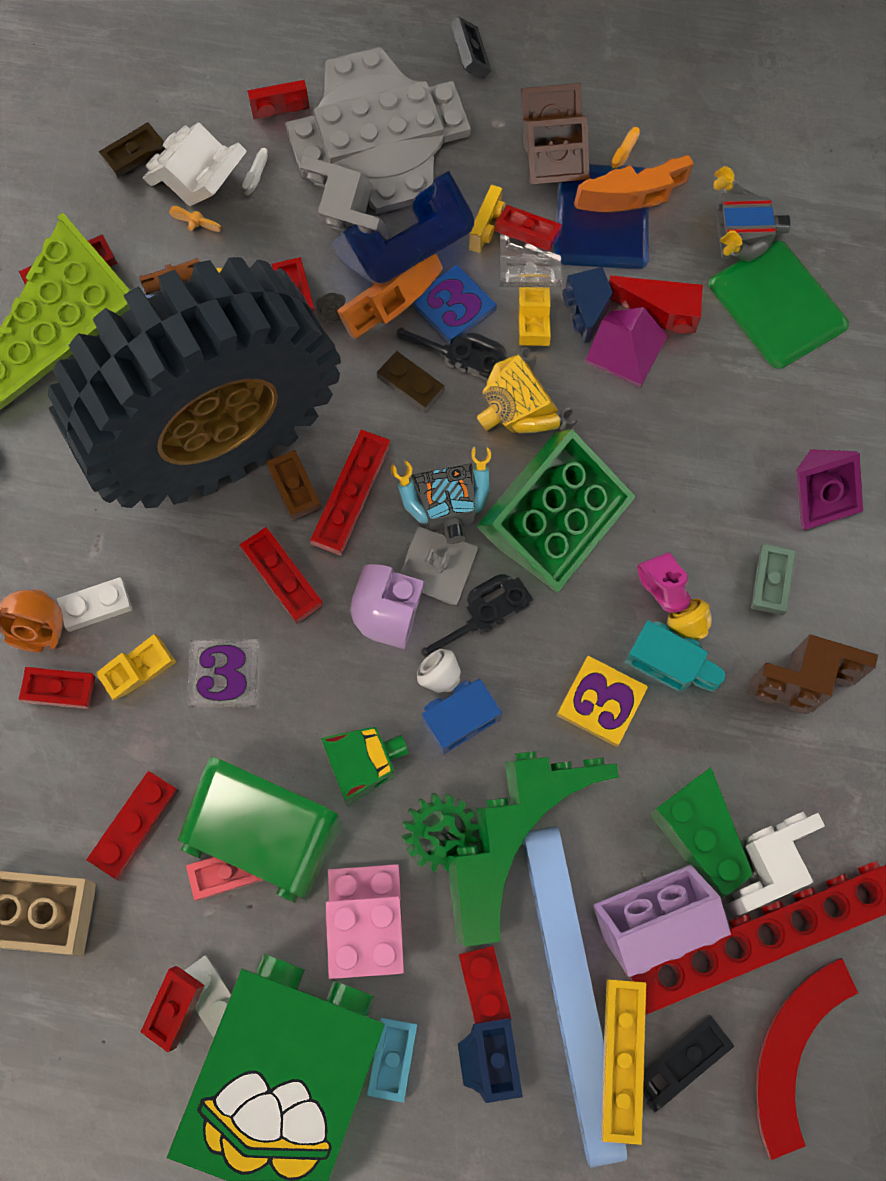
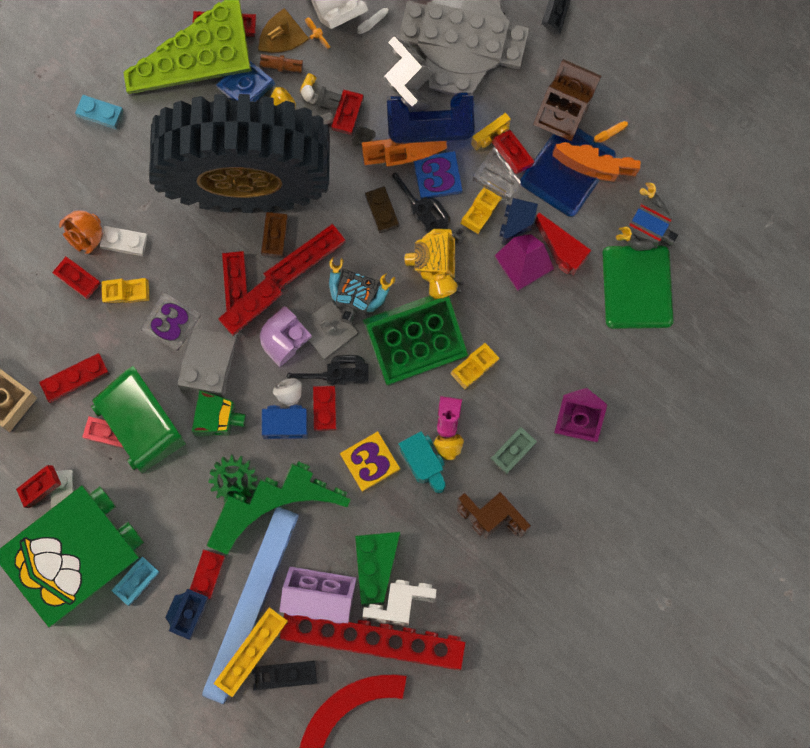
camera: 30 degrees right, 5 degrees up
(149, 244) = (281, 34): none -> pearl gold shield
(306, 697) = (207, 362): none -> light grey slope
(320, 590) = (250, 306): none -> red plate
(364, 922) = (163, 501): bright pink bracket -> none
(498, 667) = (324, 408): none -> red plate
(555, 422) = (442, 285): none -> yellow cone
(653, 504) = (474, 366): none -> yellow slope

